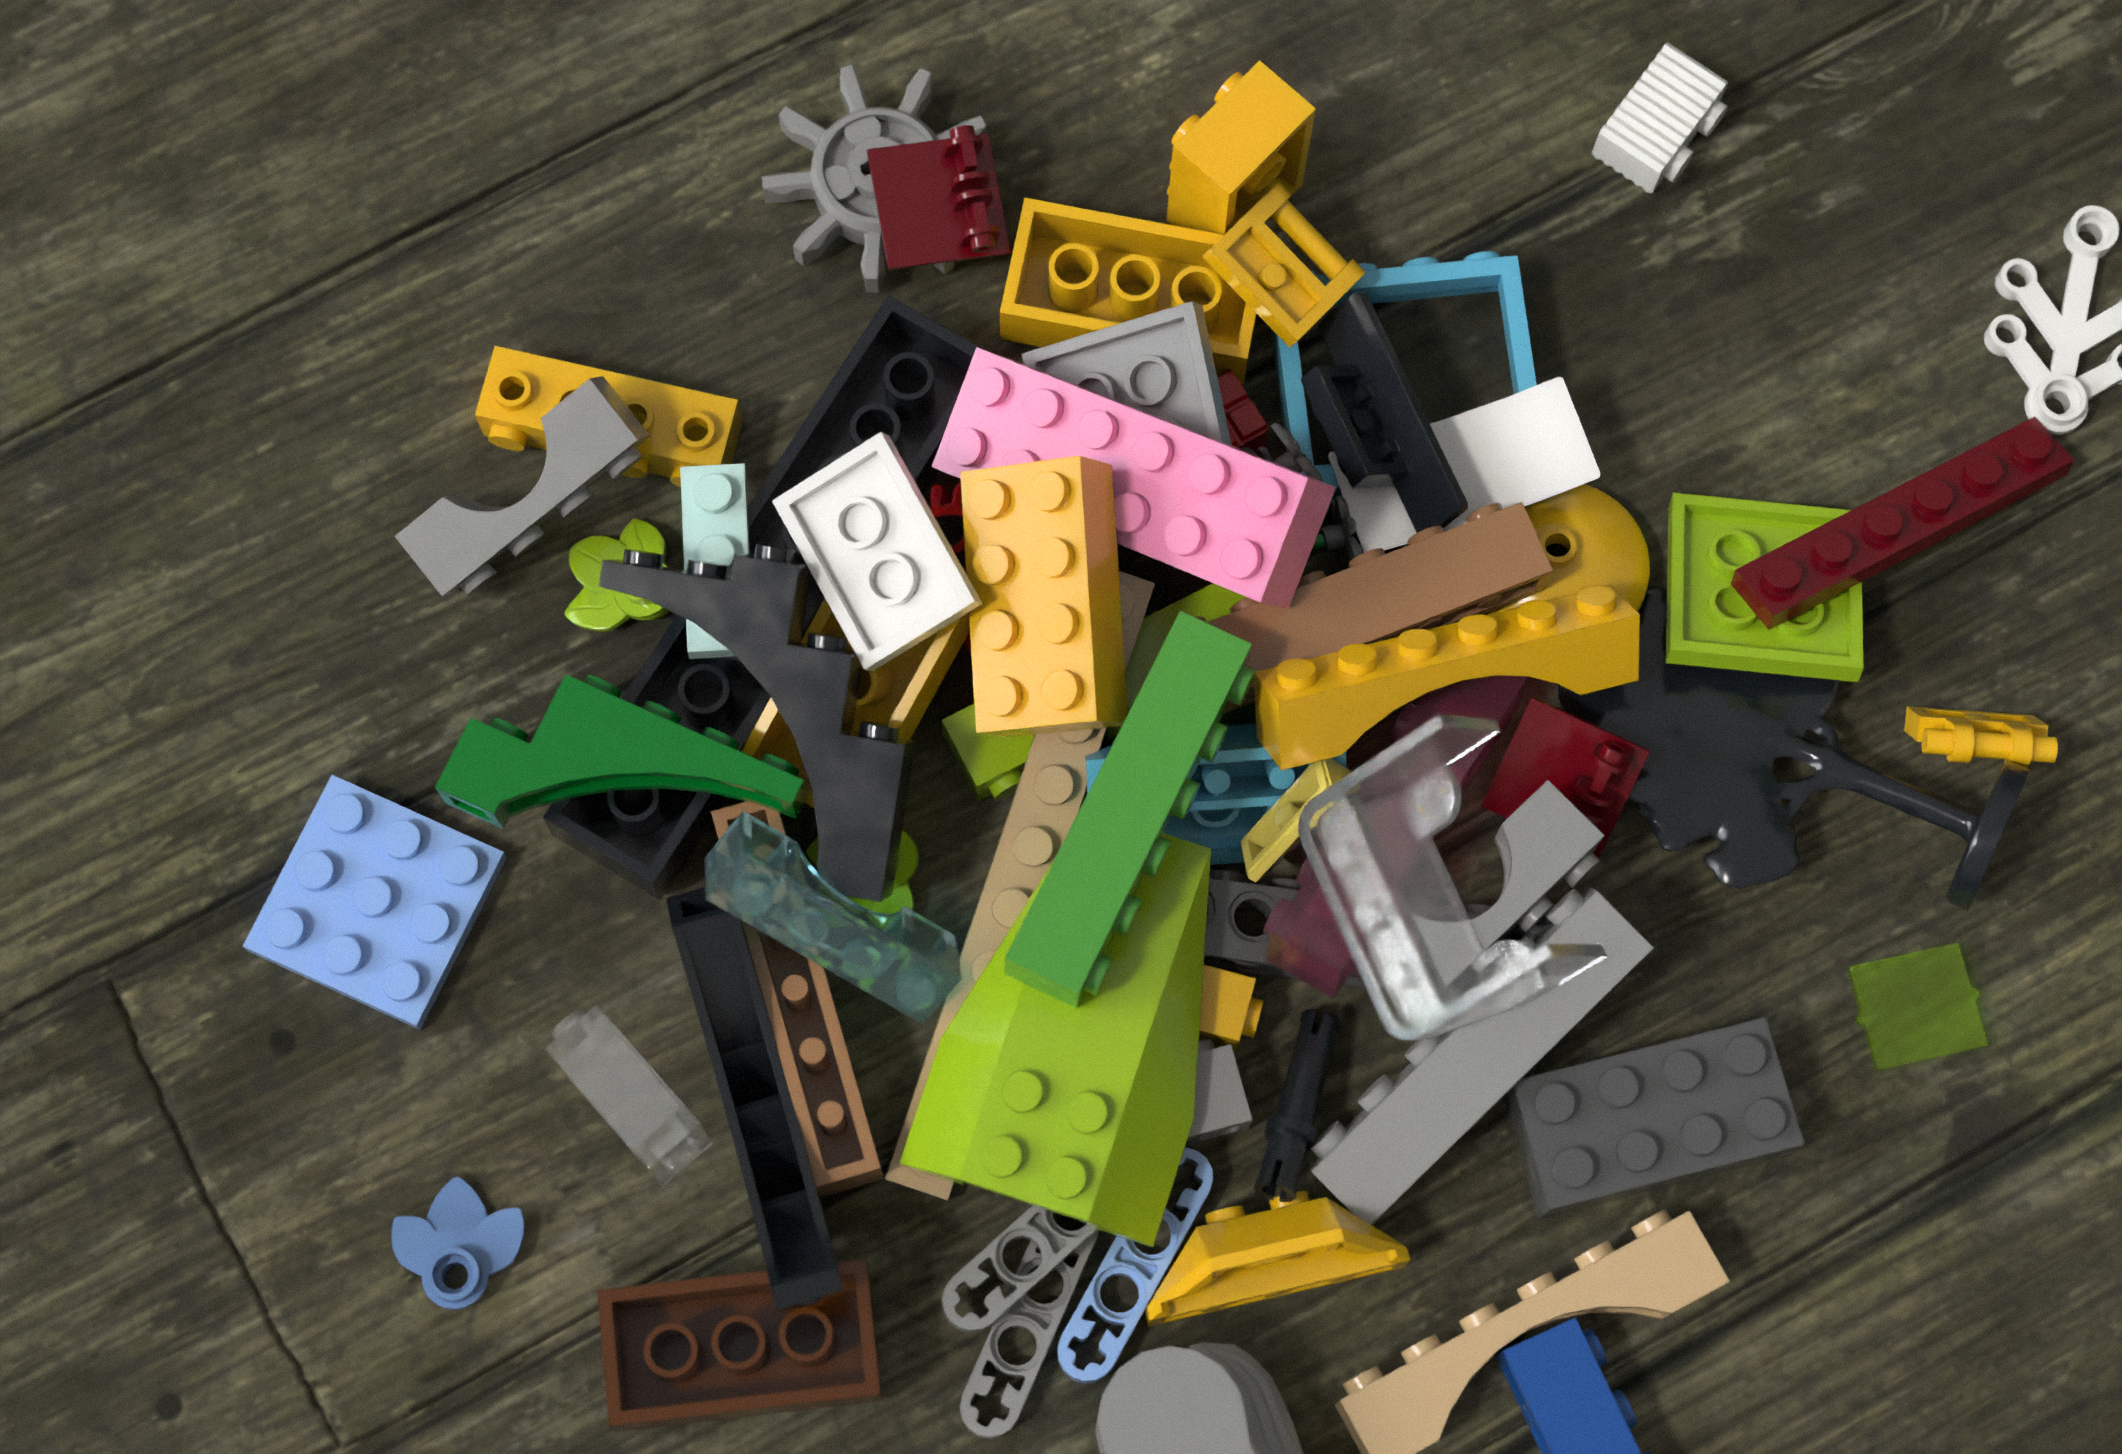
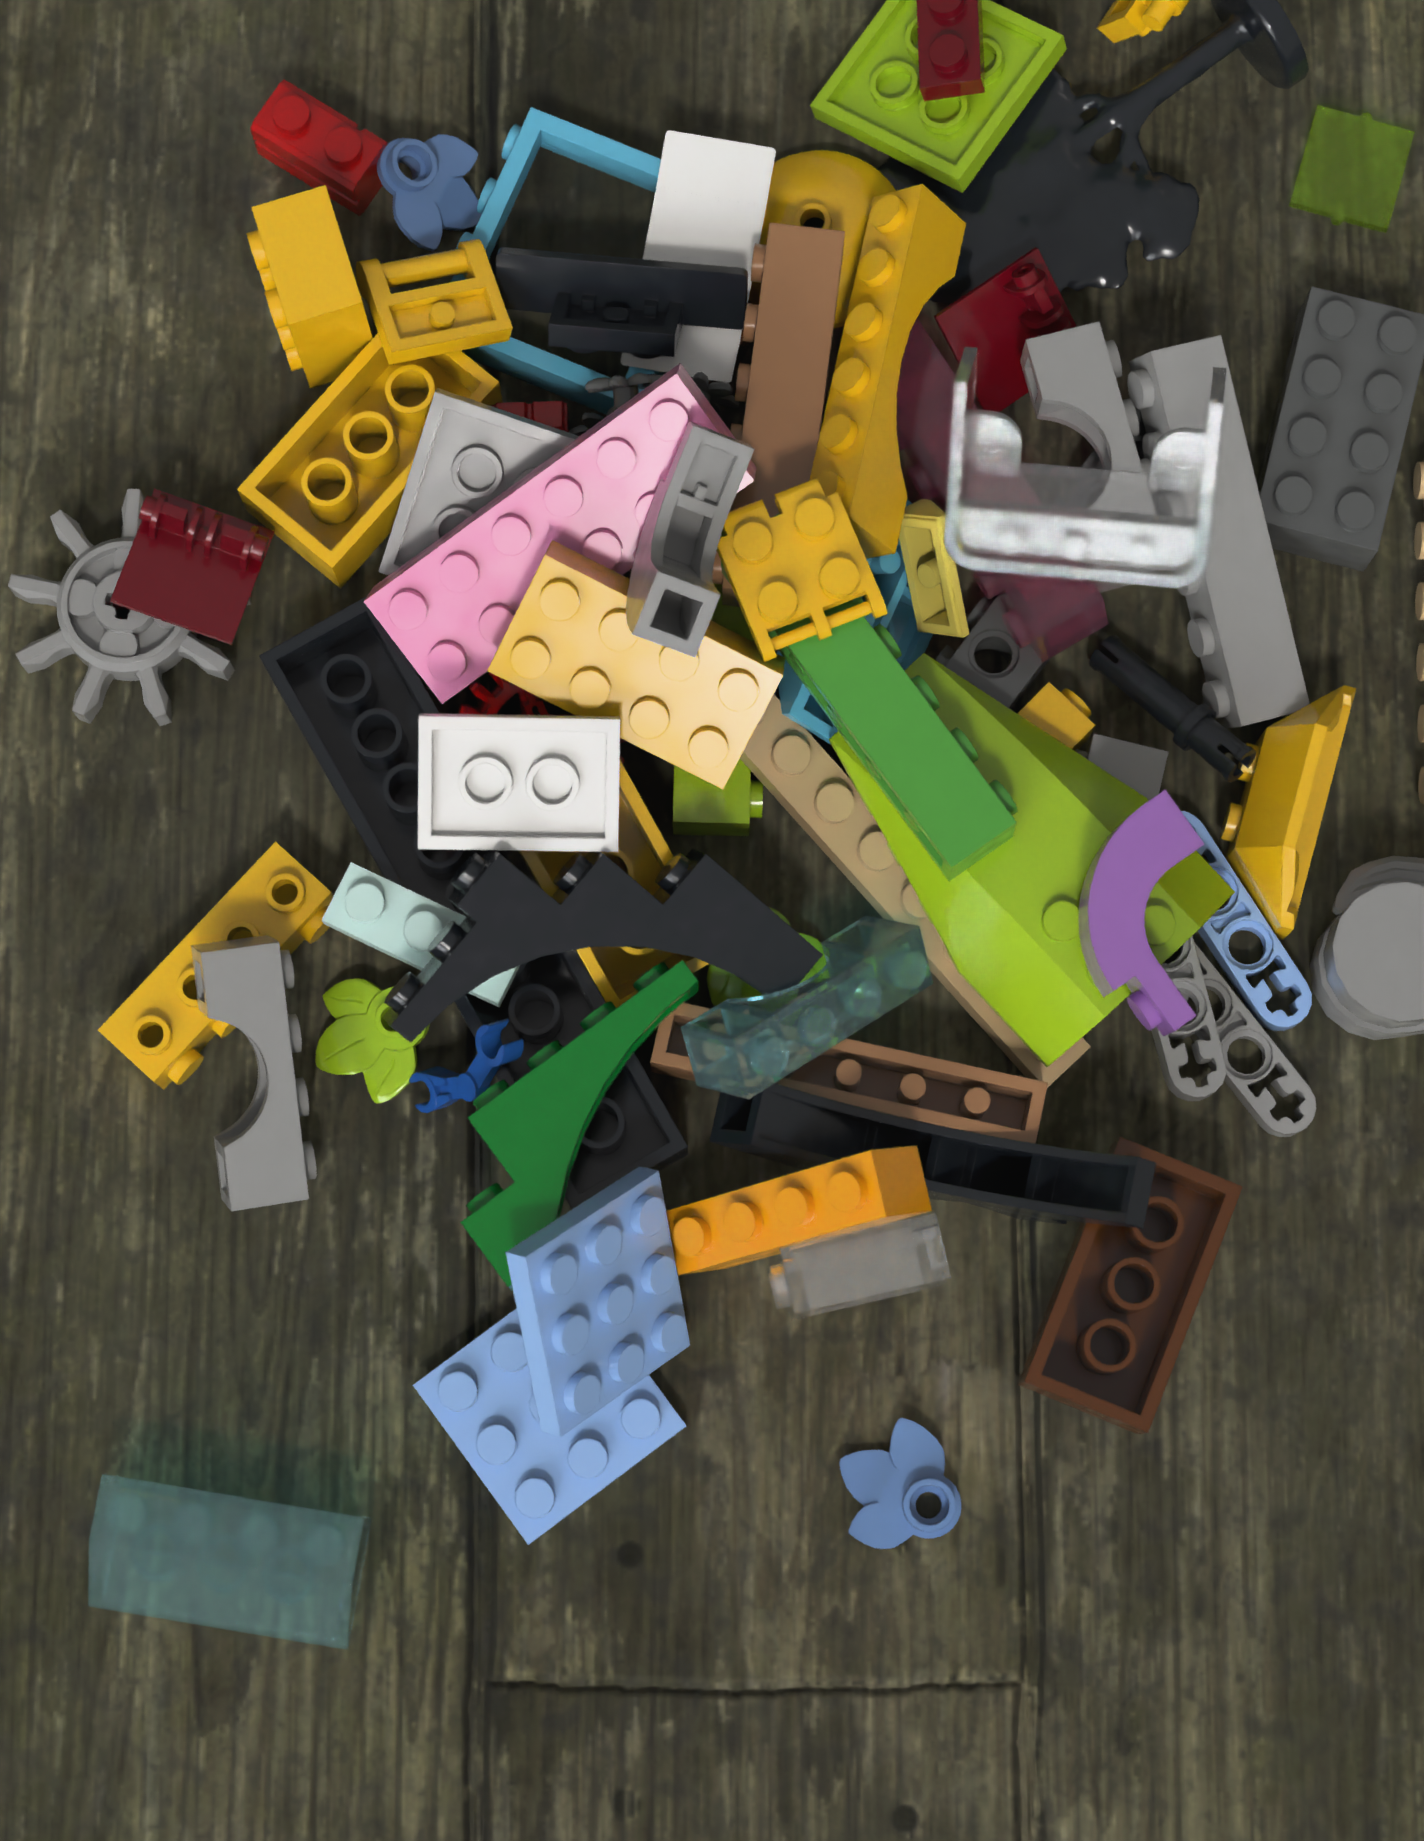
camera: 60 degrees left, 5 degrees up
(103, 701) = (226, 1560): none -> clear light blue slope
(471, 876) = (598, 1300): none -> light blue plate
(606, 663) = (449, 1086): none -> blue piece
(643, 1006) = (798, 1208): none -> light orange brick
(1056, 1121) = (1115, 906): none -> medium lavender arch
(1158, 565) = (672, 570): none -> light grey arch
(1202, 679) = (796, 566): none -> yellow plate
(1379, 108) = (319, 146): none -> red brick
(1399, 225) = (436, 194): none -> medium blue plate

